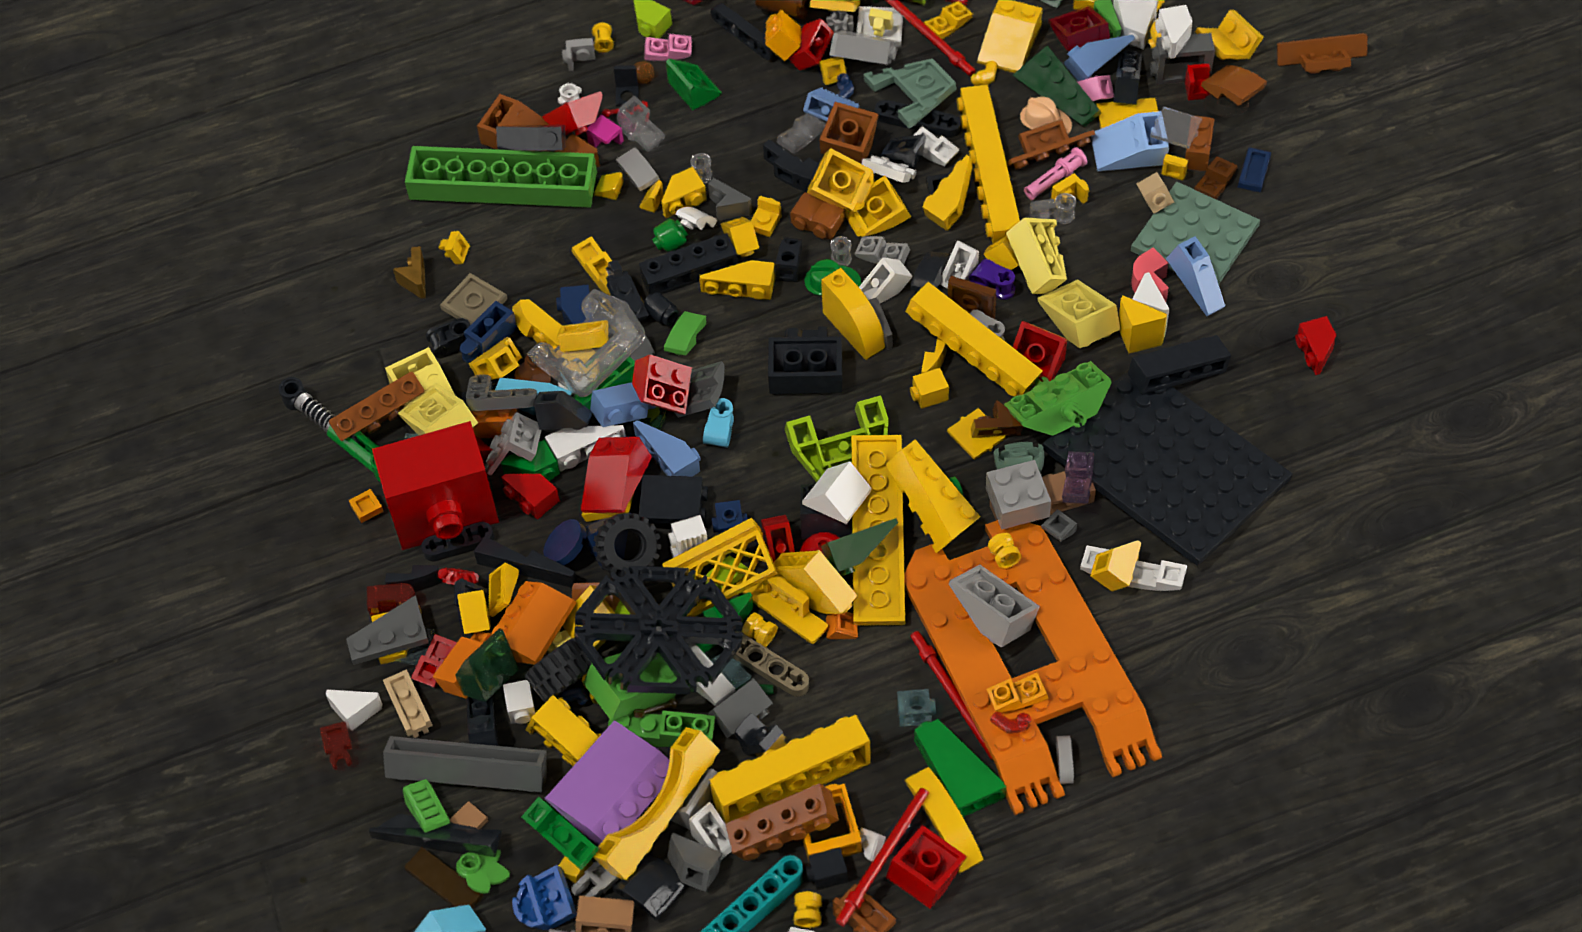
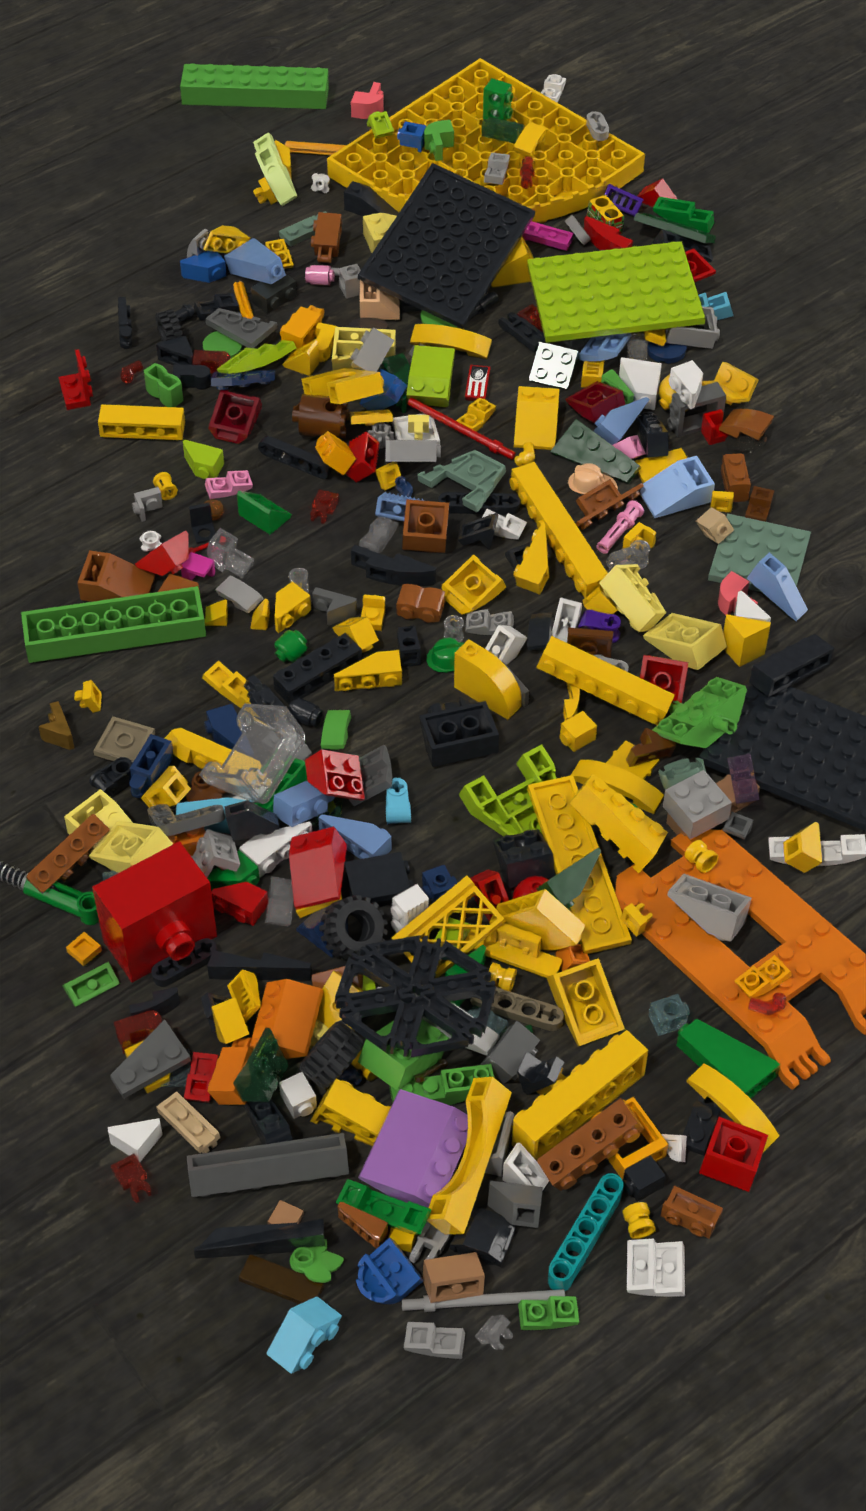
camera: 20 degrees left, 5 degrees down
(362, 543) = (91, 984): none -> bright green slope
(423, 804) = (234, 1207): bright green slope -> none
(451, 575) = (195, 993): red gear -> none
(531, 137) = (133, 583): black slope -> none
(544, 851) = (366, 1225): none -> dark orange slope
(565, 542) = (291, 938): dark blue tile -> none
(568, 500) = (280, 902): none -> clear slope
(583, 335) = (246, 748): yellow slope -> none
(692, 217) = (310, 626): white slope -> none
(757, 87) = (324, 503): none -> clear red plate
(835, 675) = (586, 1002): none -> yellow slope
(838, 492) = (535, 836): white slope -> none
(841, 181) = (436, 566): yellow slope -> none
(855, 898) = (684, 1196): red bar -> none
(883, 166) = (478, 550): white plate -> none
(912, 601) = (634, 919): none -> yellow tile
(929, 656) = (662, 965): red bar -> none
(953, 451) = (621, 781): none -> yellow slope
(1064, 760) = (820, 1028): light grey beam -> none
(1176, 127) = (715, 466): clear piece -> none
(1254, 170) = (789, 492): dark blue tile -> none
(1322, 53) = (811, 384): dark orange bracket -> none

